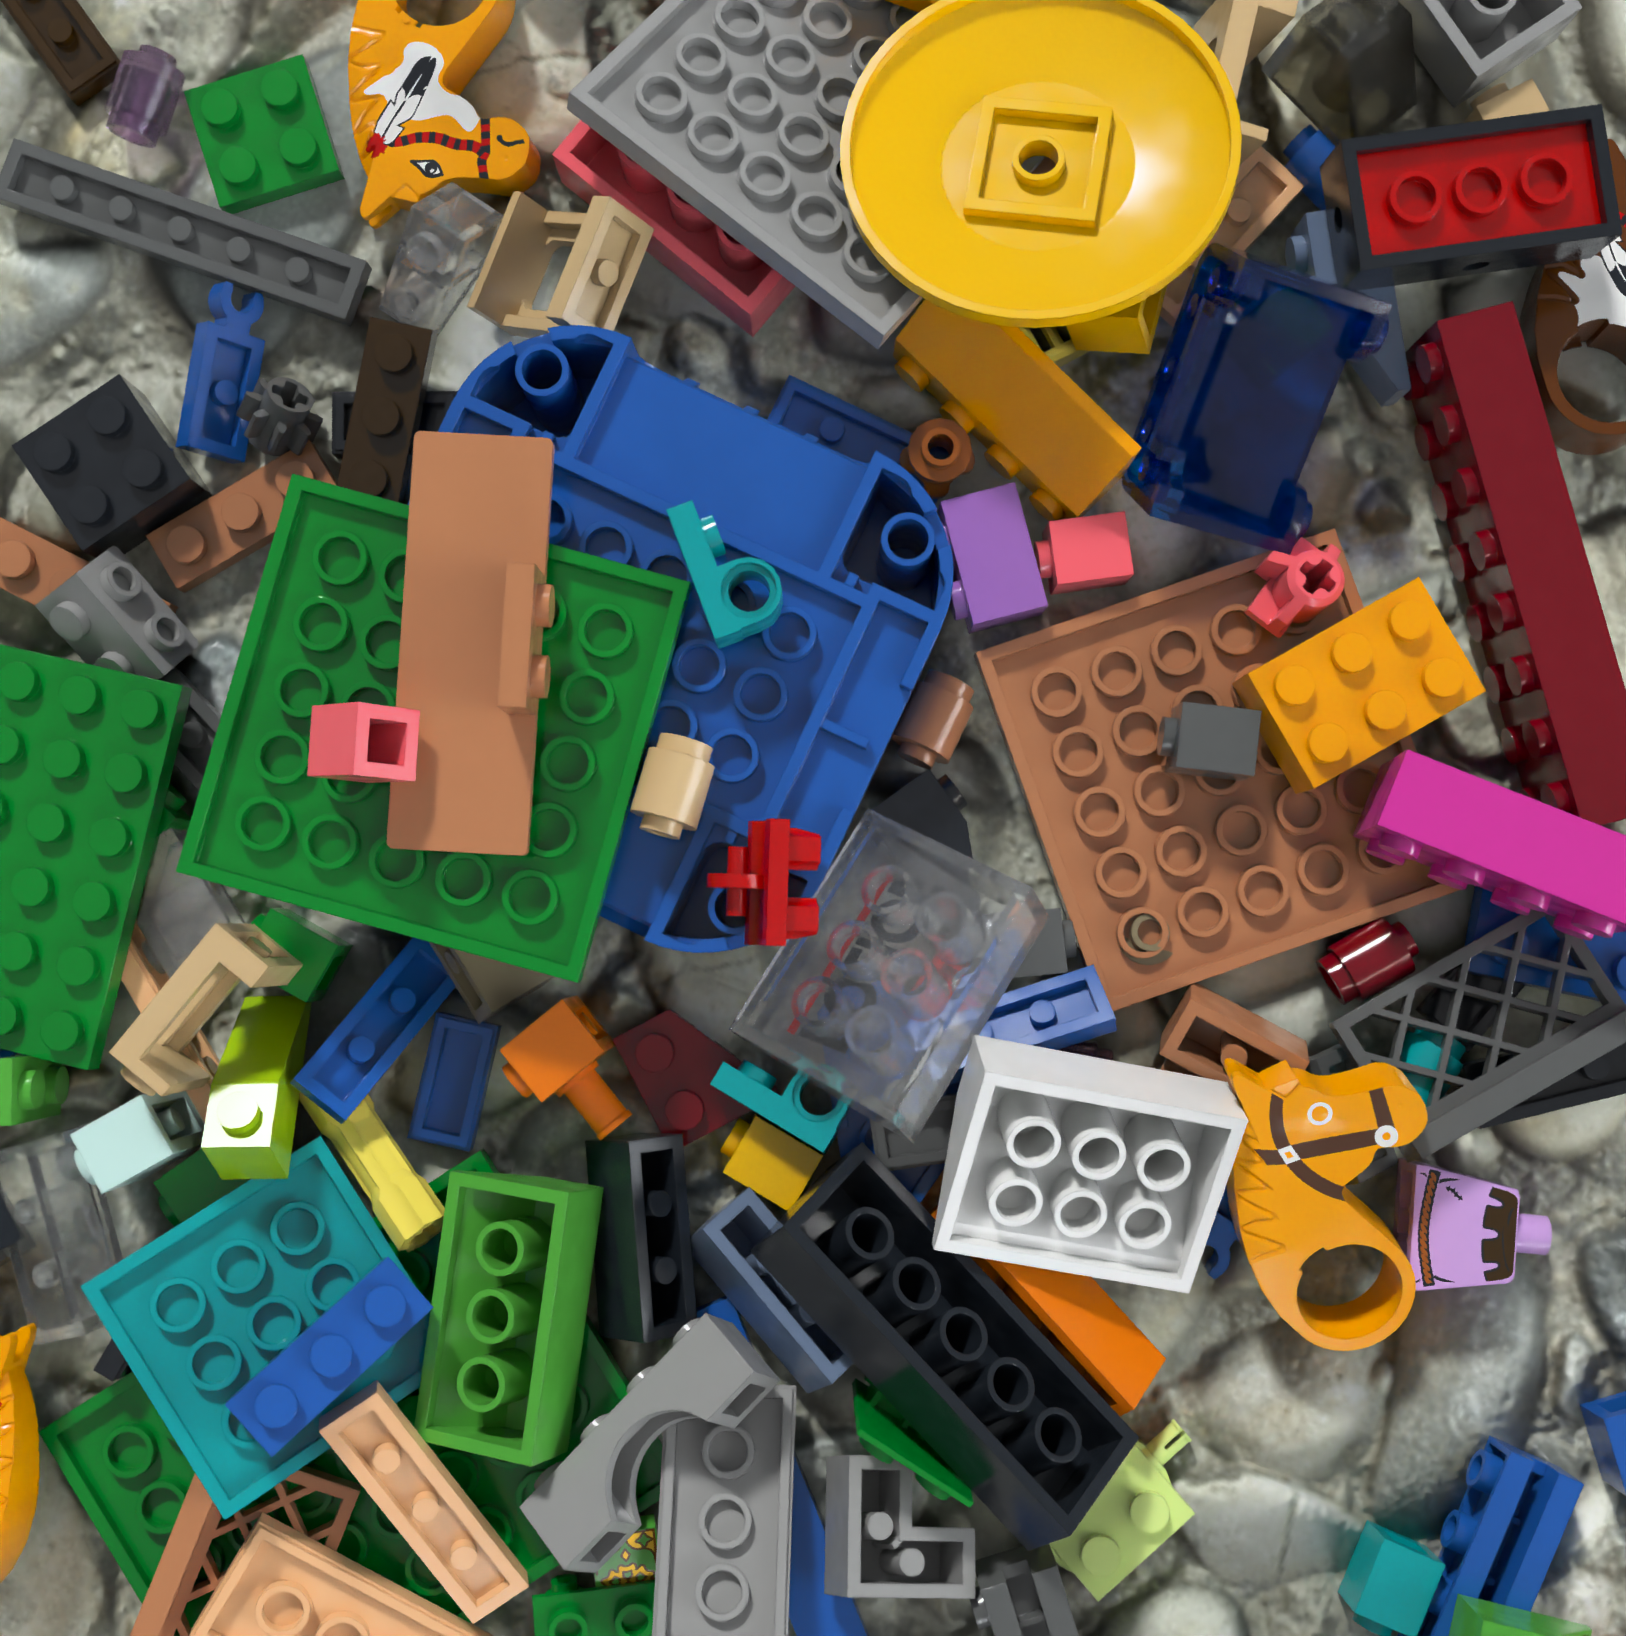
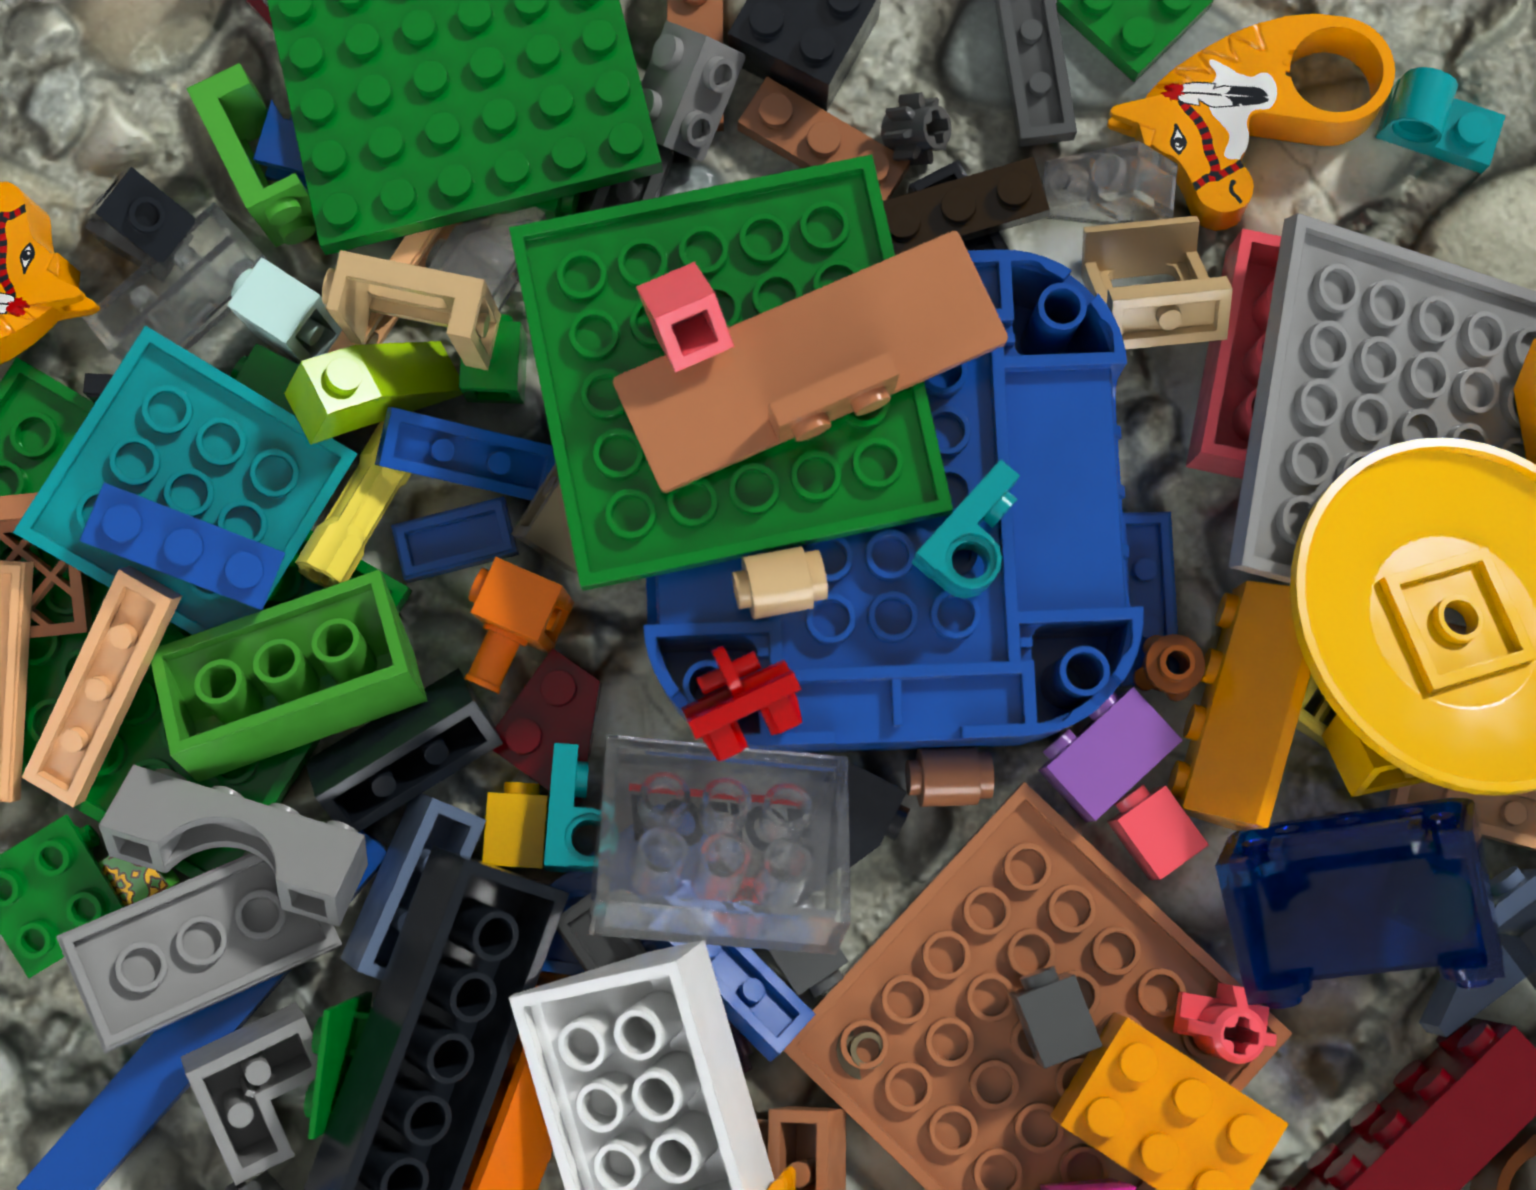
camera: 60 degrees right, 5 degrees down
(220, 371) = (928, 65): blue plate -> none

